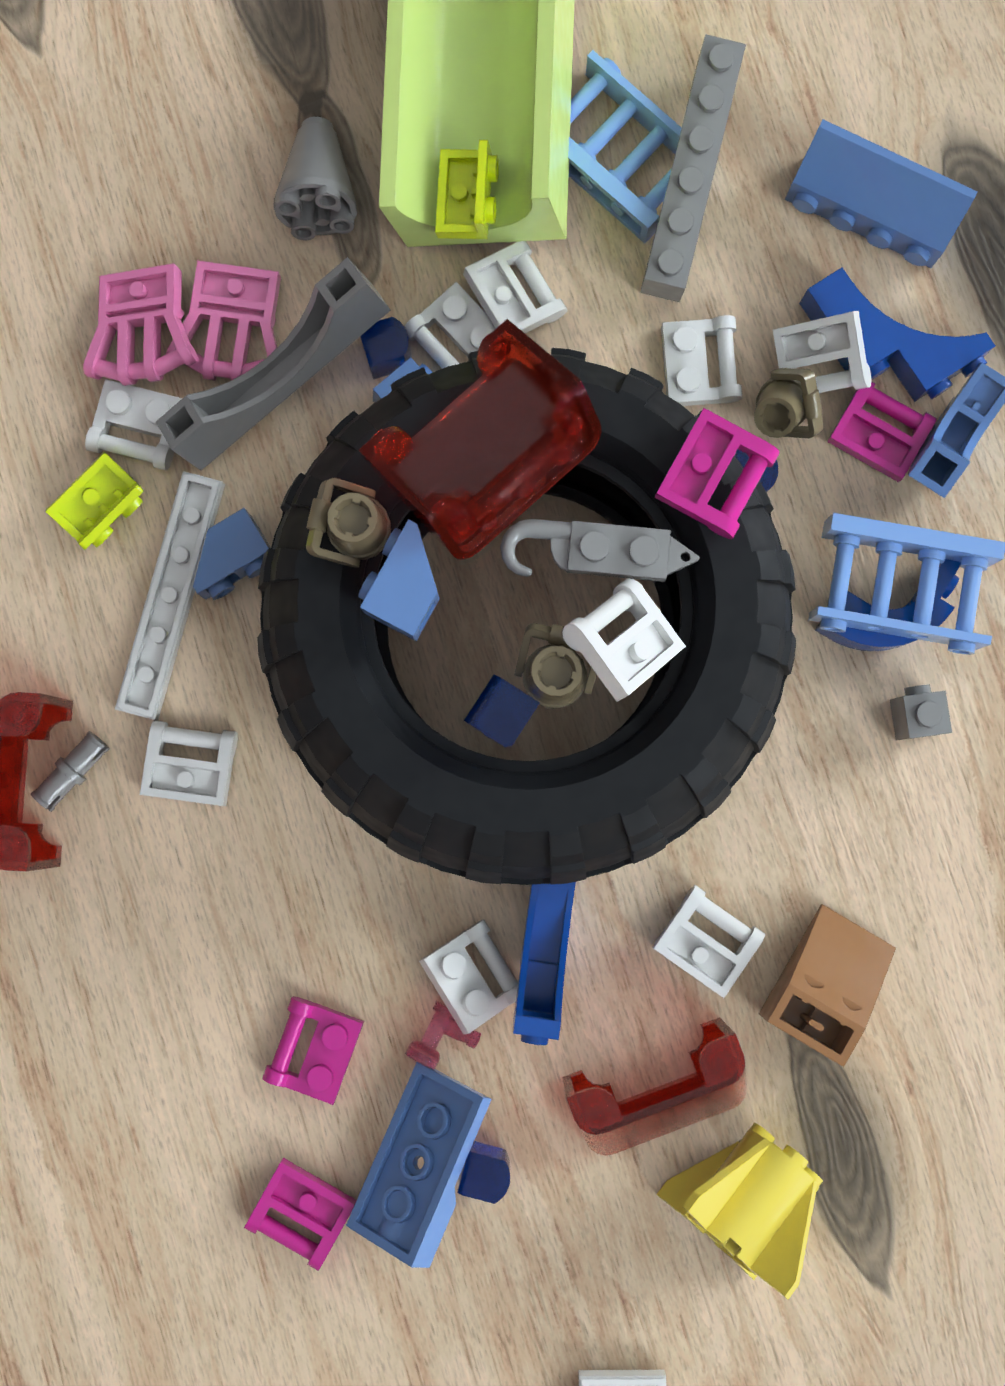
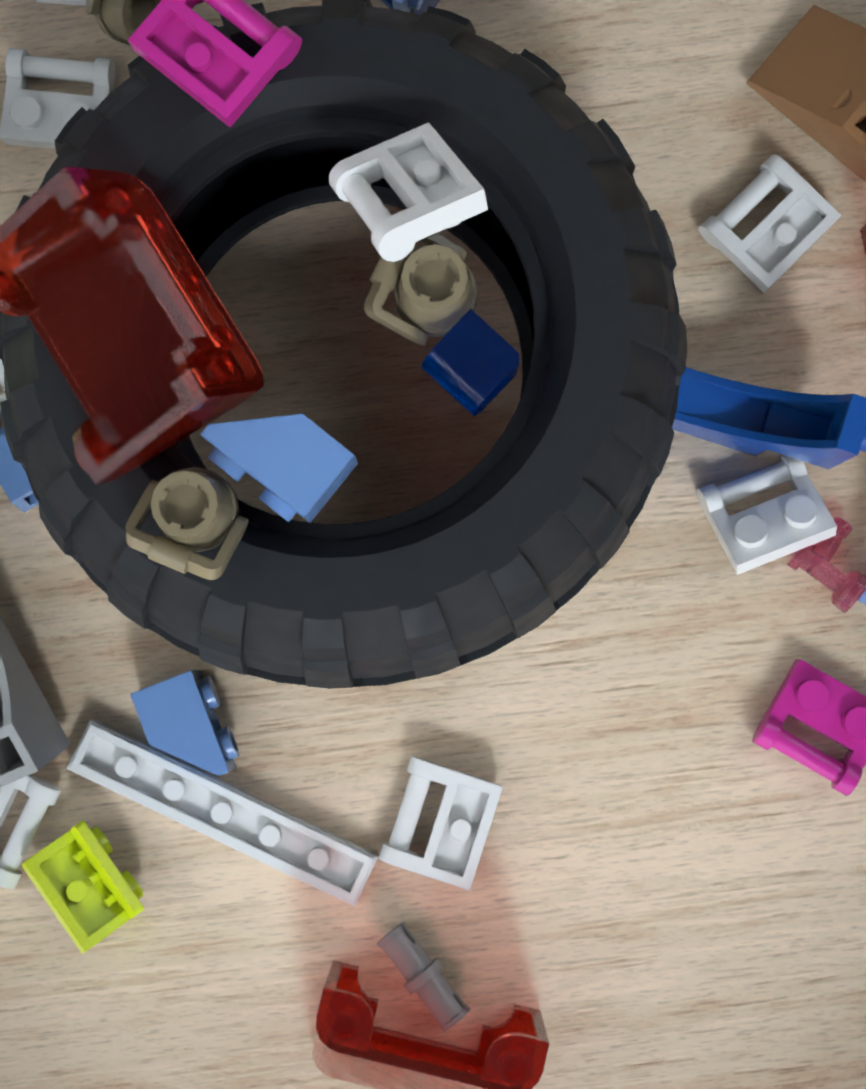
camera: 80 degrees left, 0 degrees up
(601, 549) = (283, 207): light grey plate -> none

